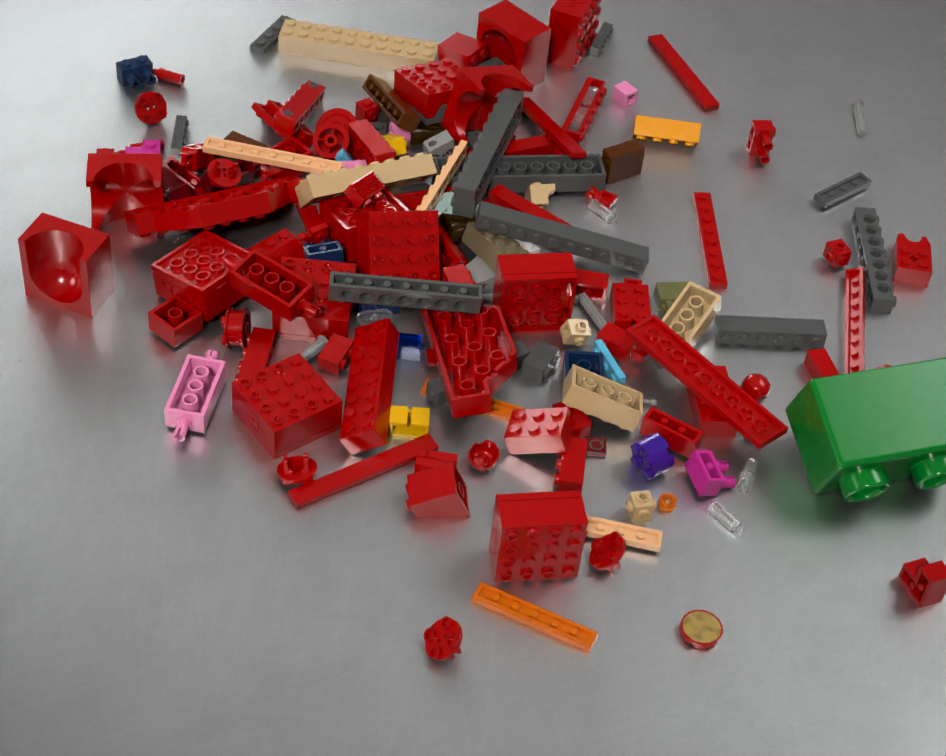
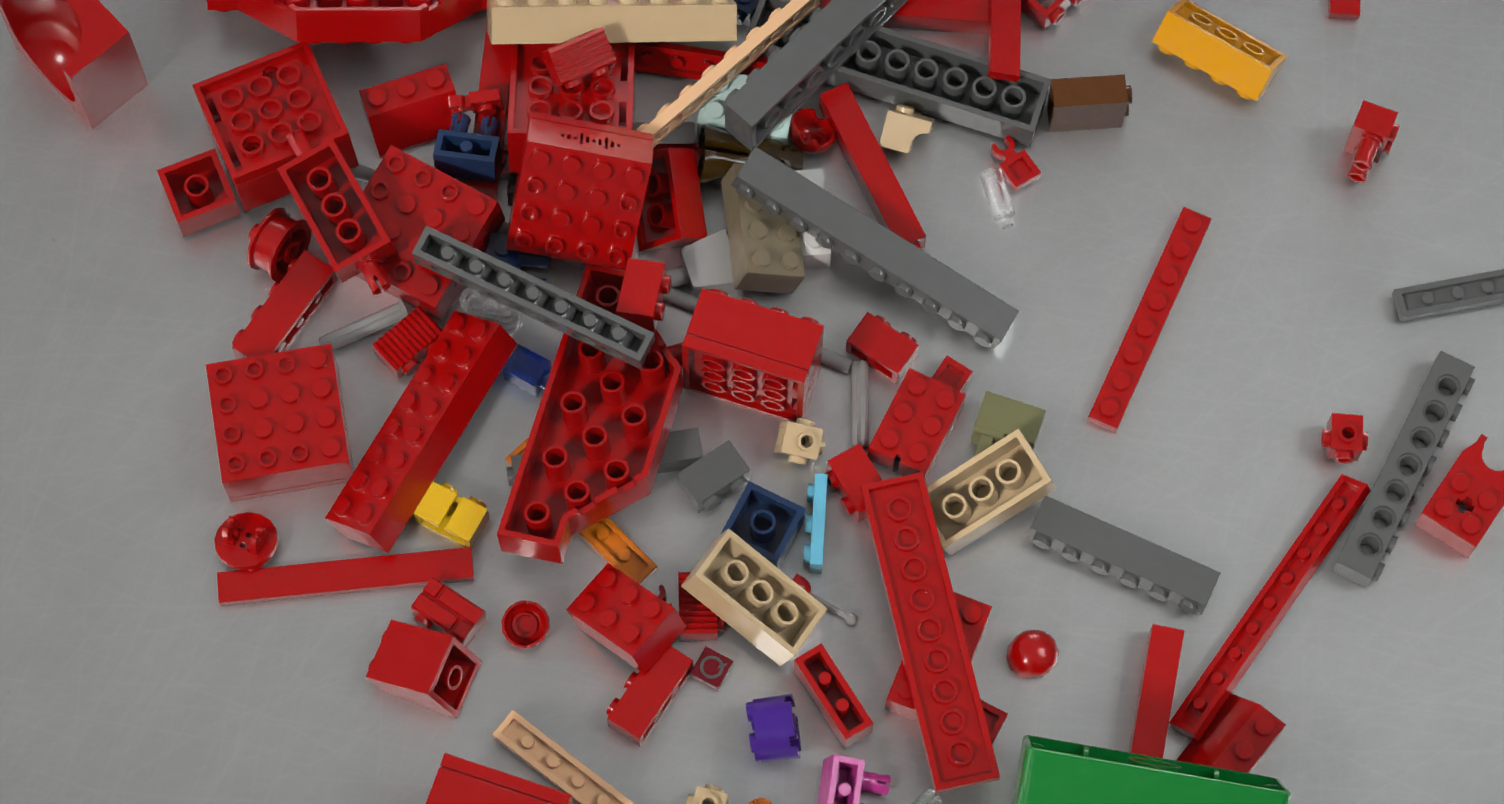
camera: 30 degrees right, 25 degrees up
(195, 394) = (164, 346): bright pink brick -> none

